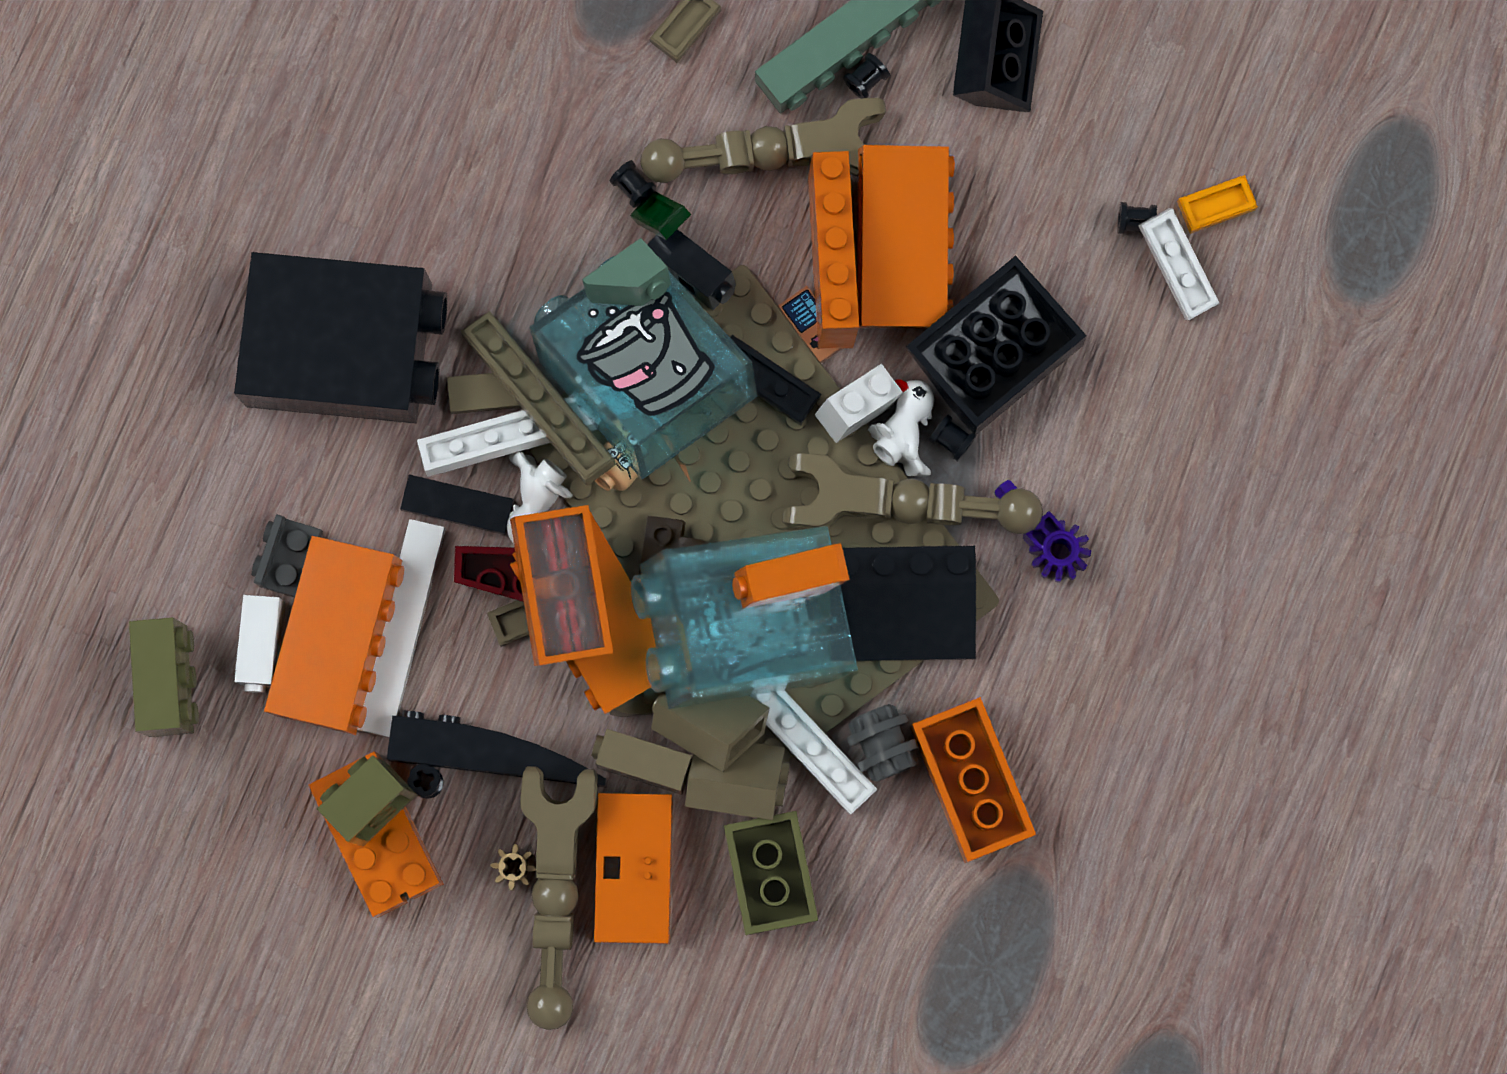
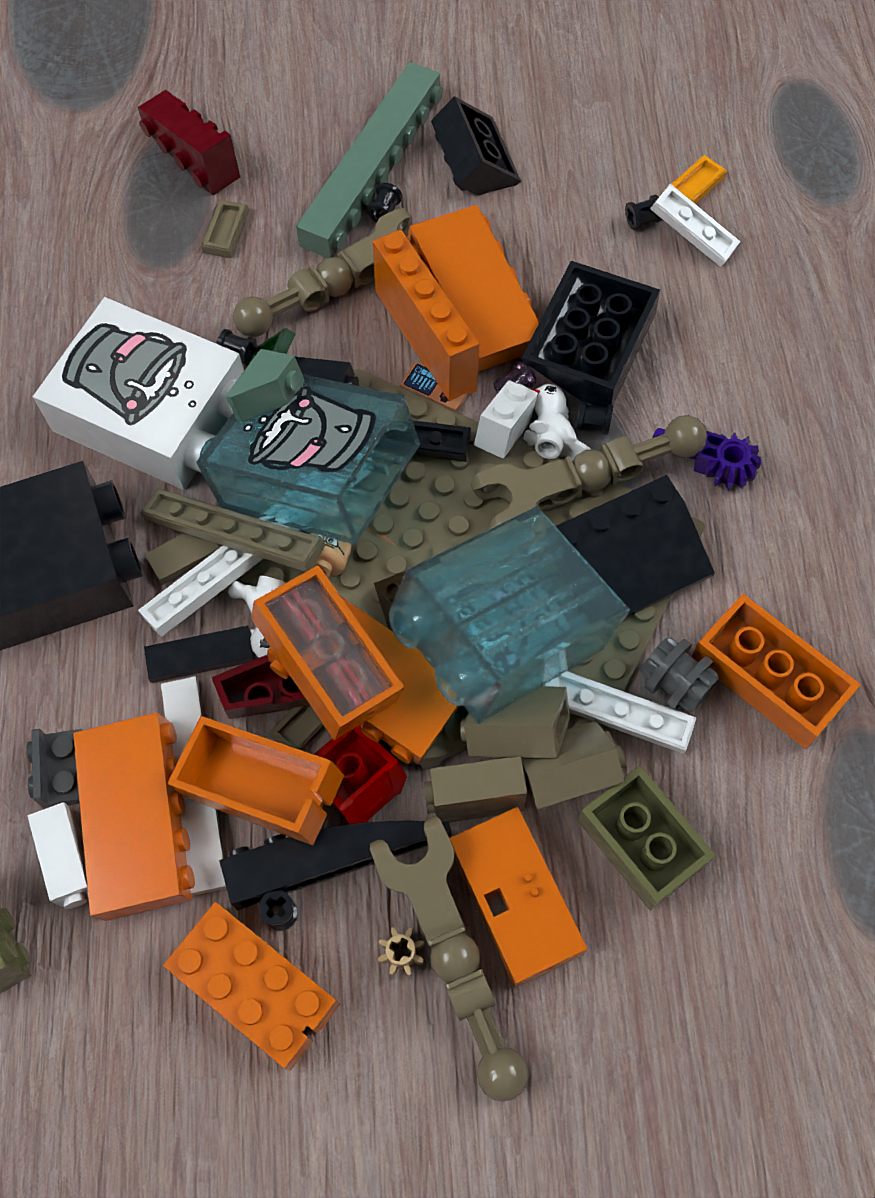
camera: 25 degrees left, 15 degrees down
(365, 800) = (225, 940): olive brick -> none
(453, 662) = (256, 779): none -> orange piece
(517, 204) = (140, 392): none -> white brick
(543, 696) = (369, 778): none -> red slope
(791, 576) = (535, 542): orange slope -> none
(906, 360) = (520, 374): none -> clear purple bush

